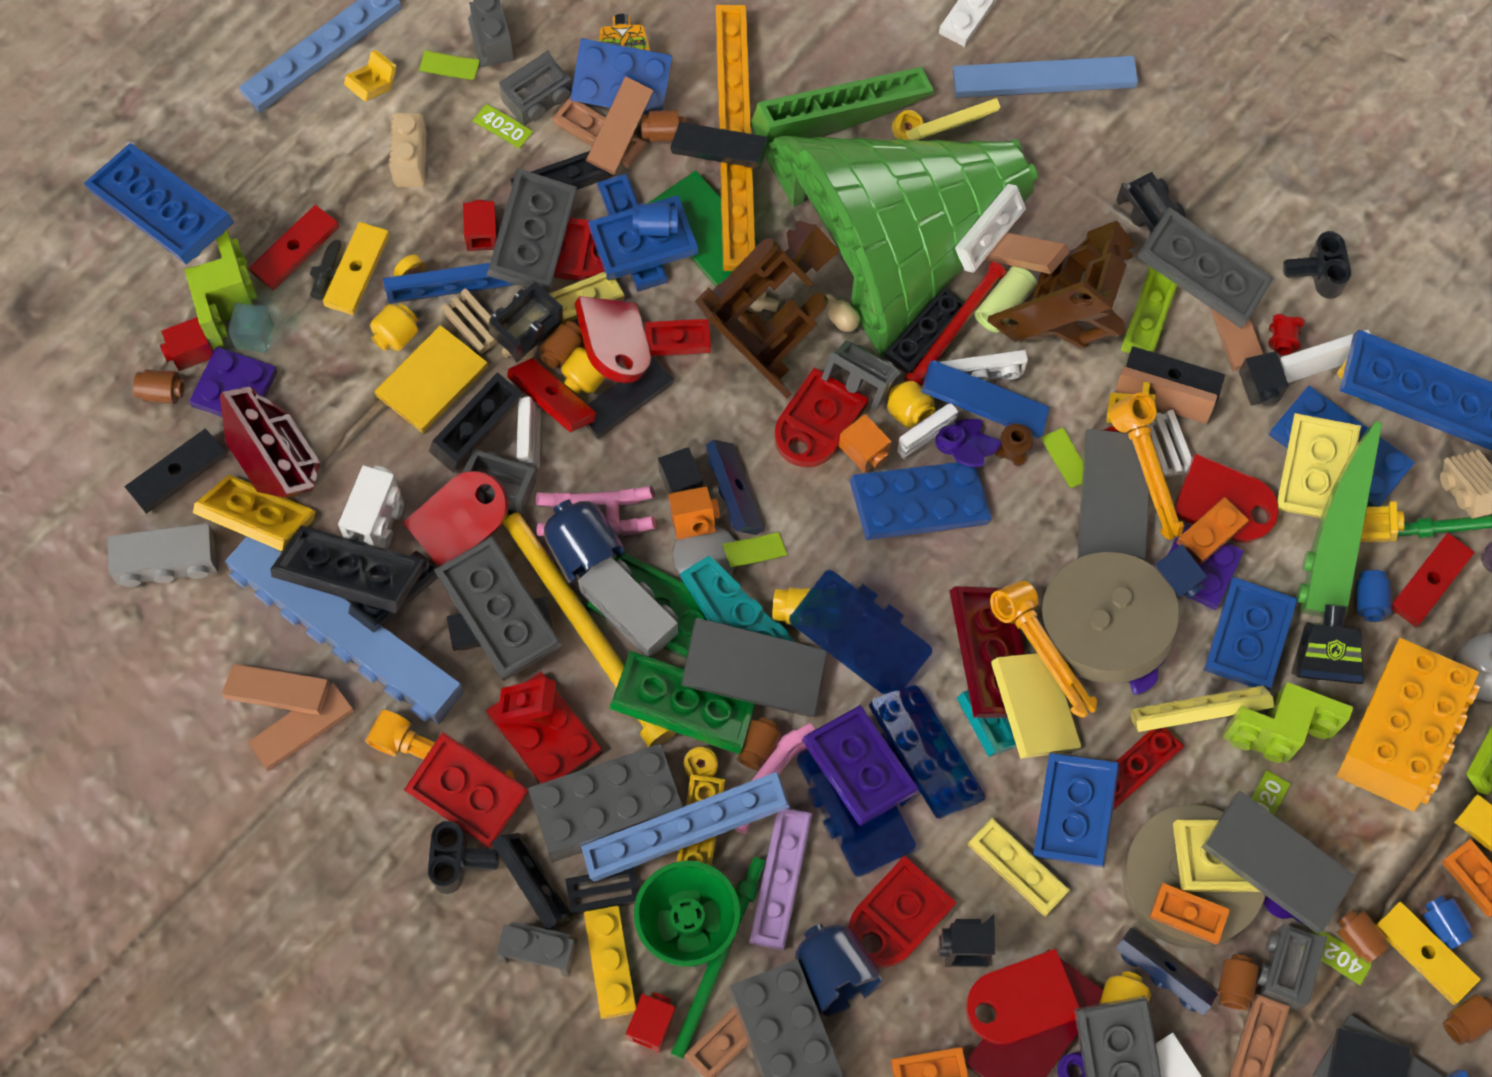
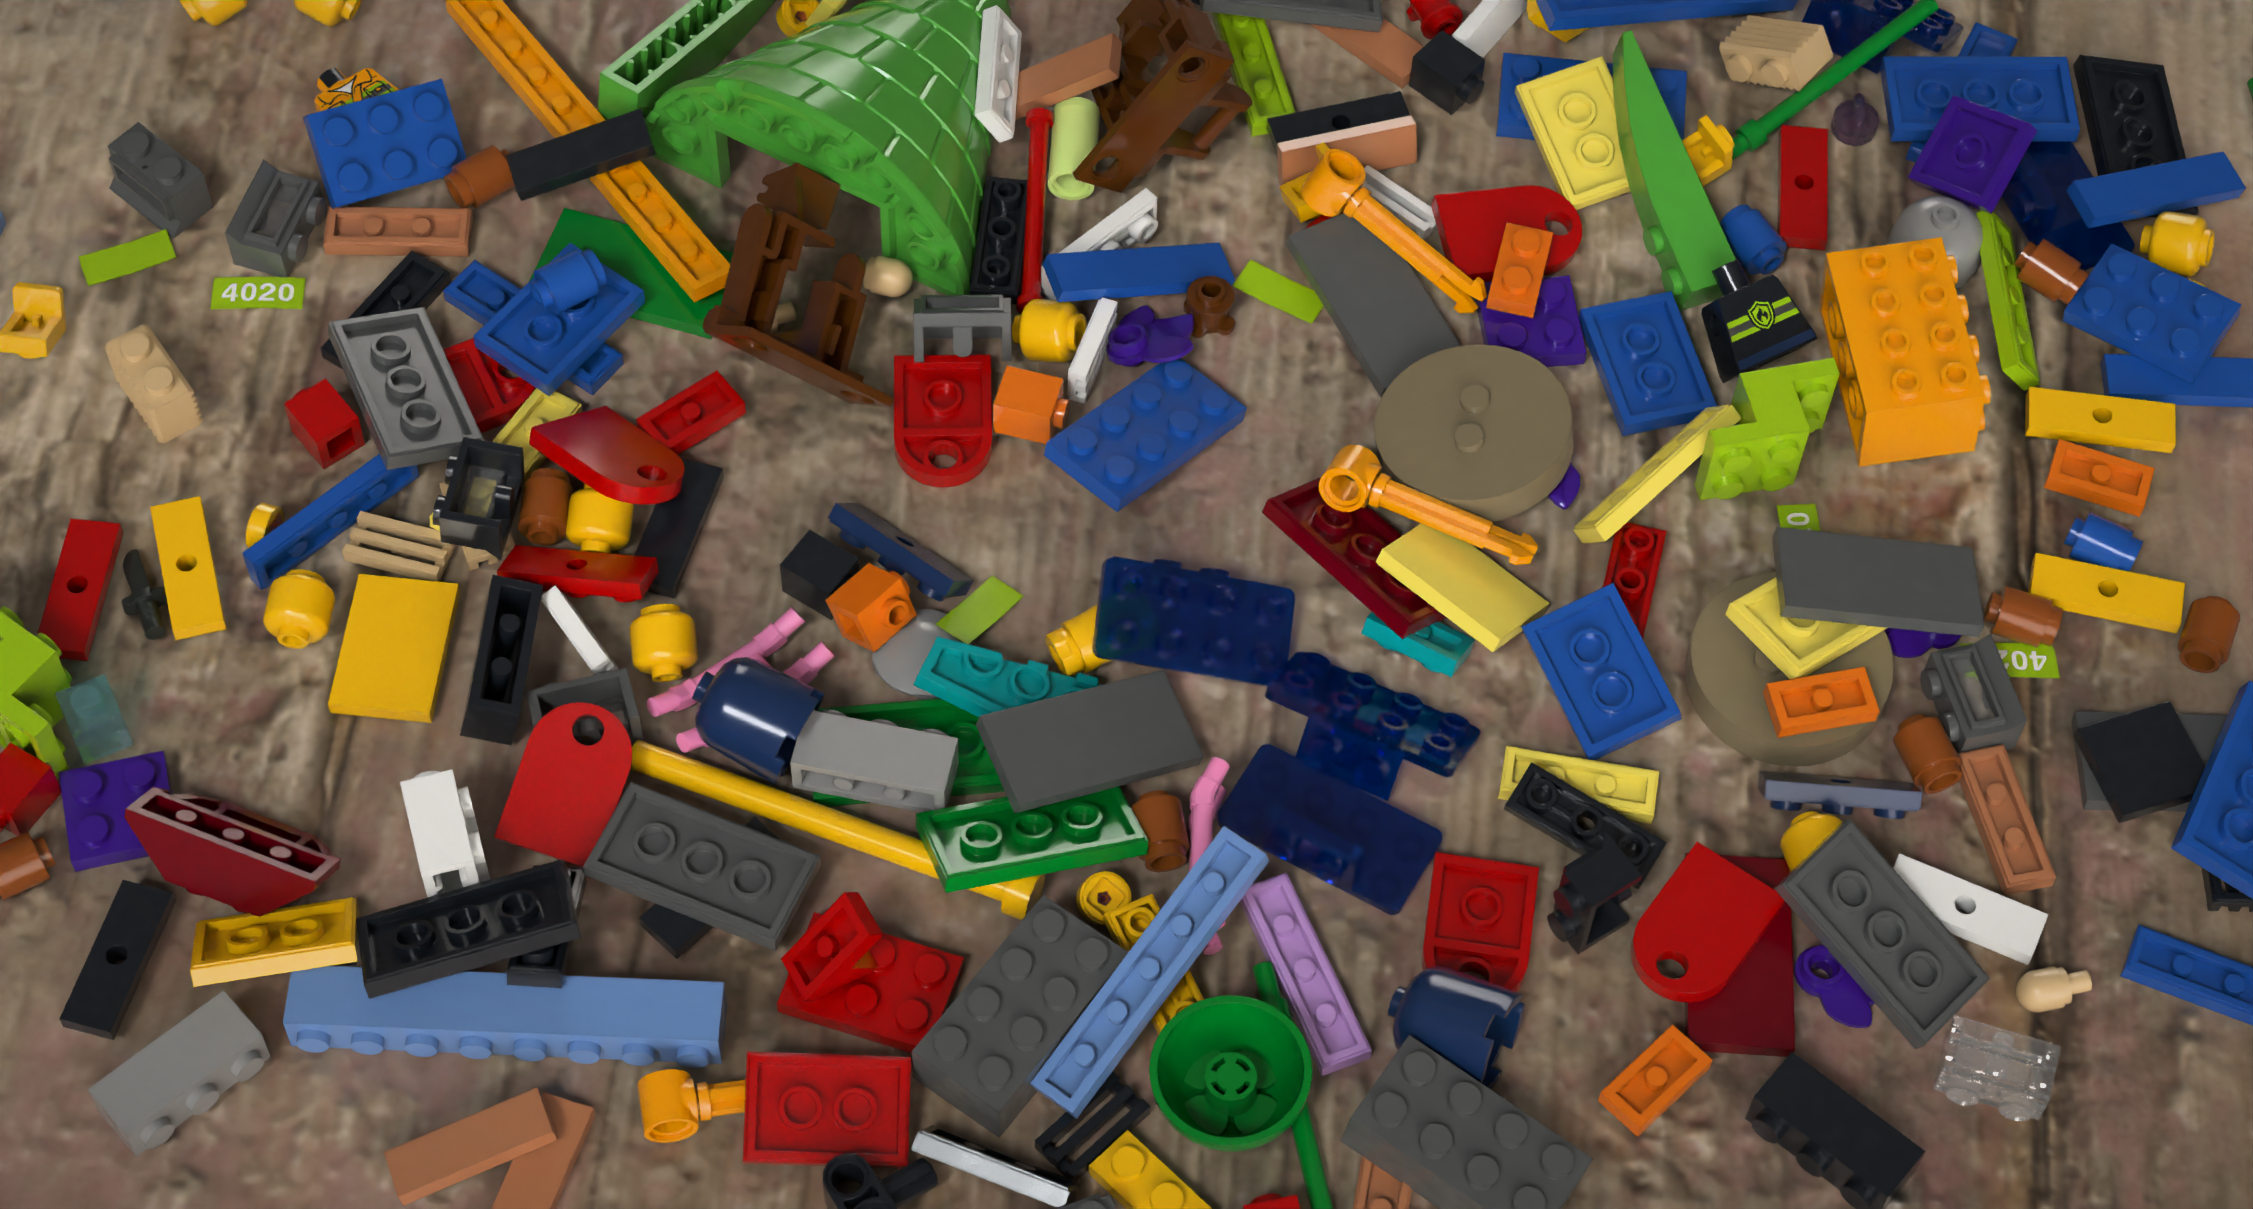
camera: 35 degrees left, 10 degrees down
(569, 463) = (663, 642): none -> yellow head
(619, 125) = (428, 201): nougat tile -> none
(860, 765) = (1311, 768): dark purple tile -> none
(1011, 915) = (1556, 806): none -> black tile
(1181, 572) = (1523, 329): dark blue brick -> none

